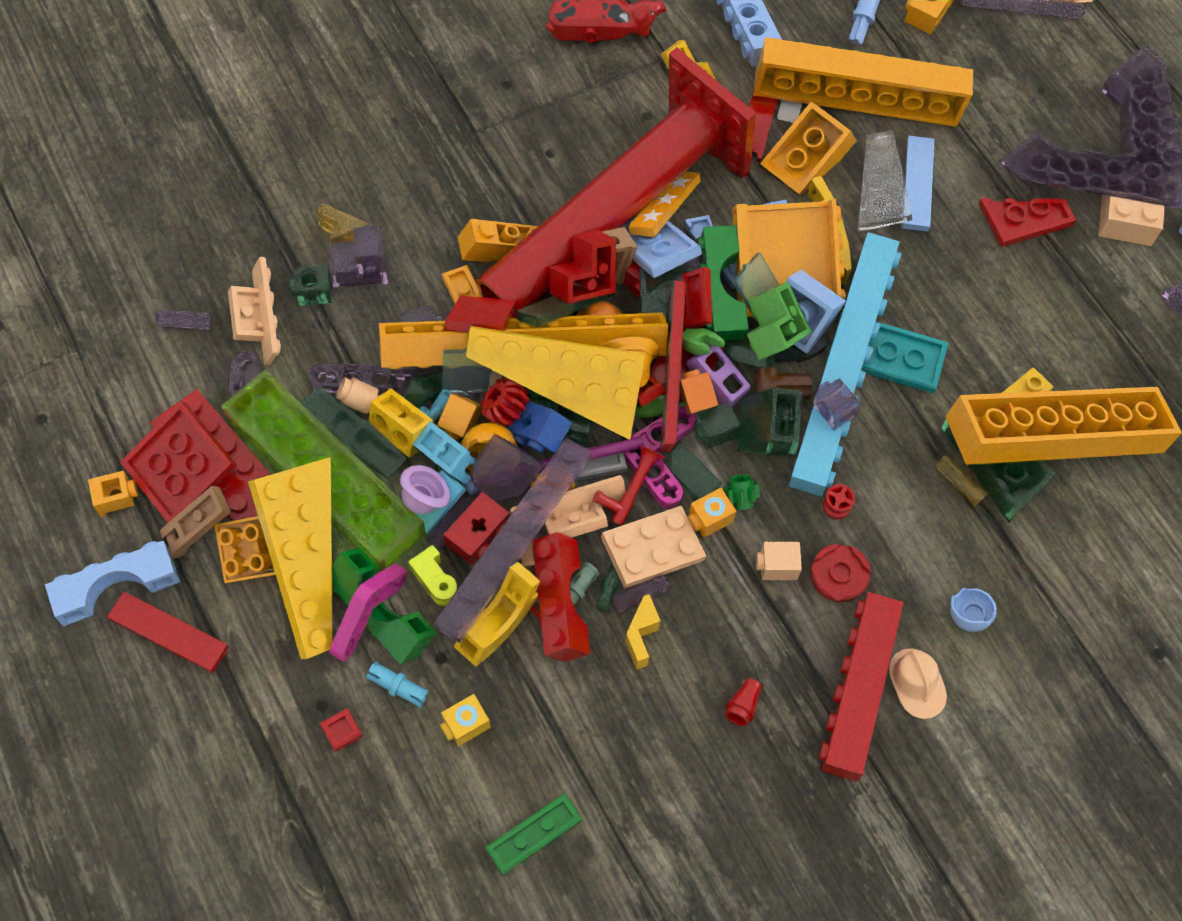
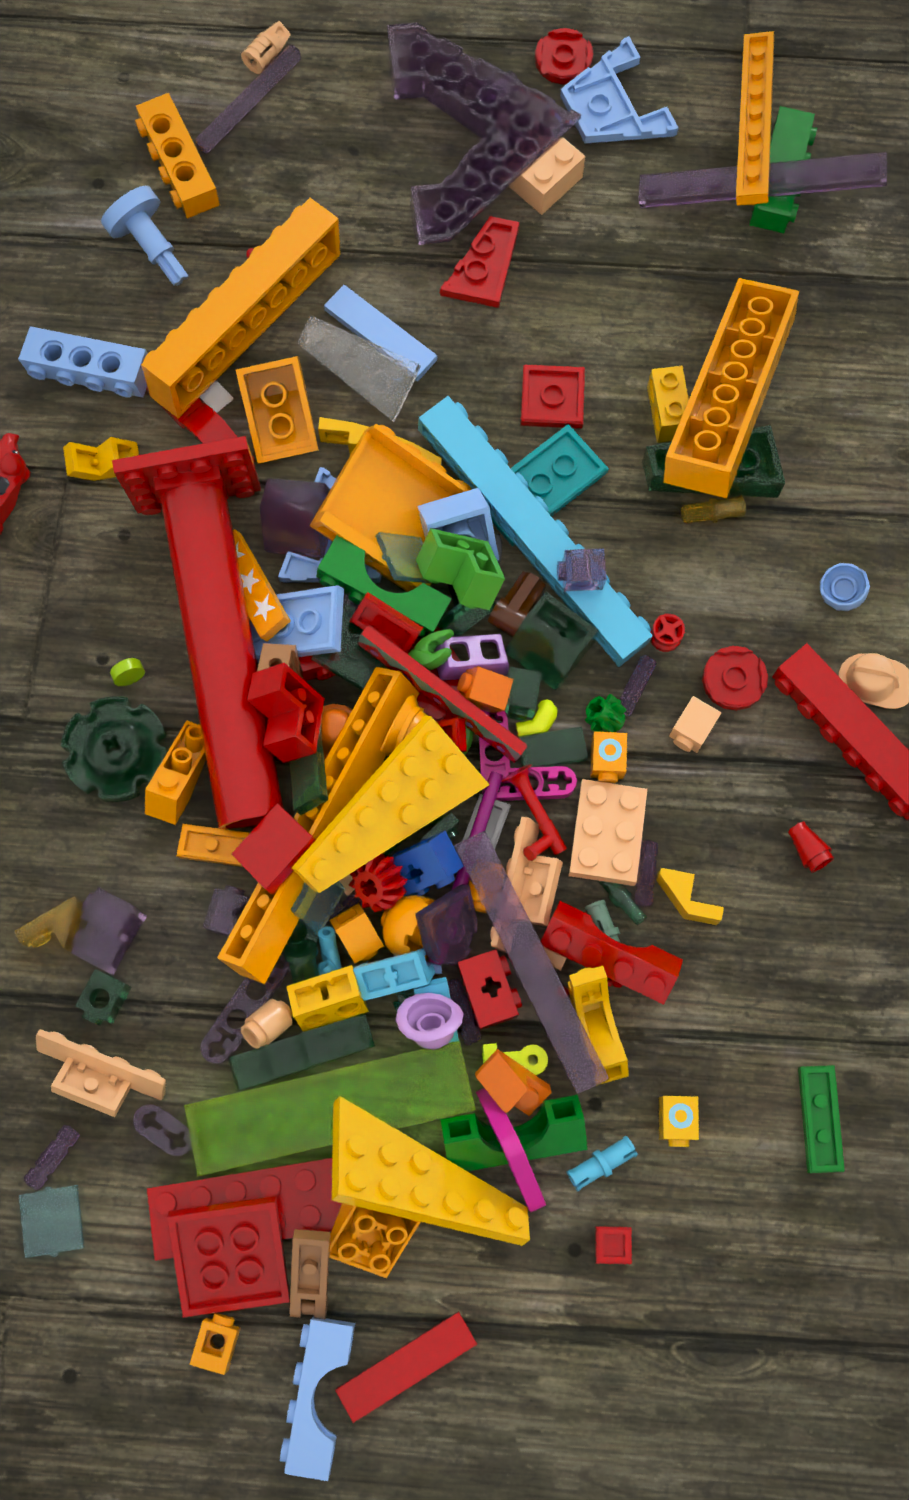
camera: 55 degrees left, 10 degrees up
(140, 346) = (51, 1221): none -> clear light blue piece
(416, 579) = (512, 1084): none -> orange slope
(490, 190) = (107, 726): none -> clear green piece
(549, 169) = (127, 672): none -> lime tile
(705, 453) = (541, 721): none -> neon yellow arm
(733, 189) = (286, 516): none -> slope
(782, 504) = (637, 683): none -> clear purple axle
(962, 321) = (552, 396): none -> red tile

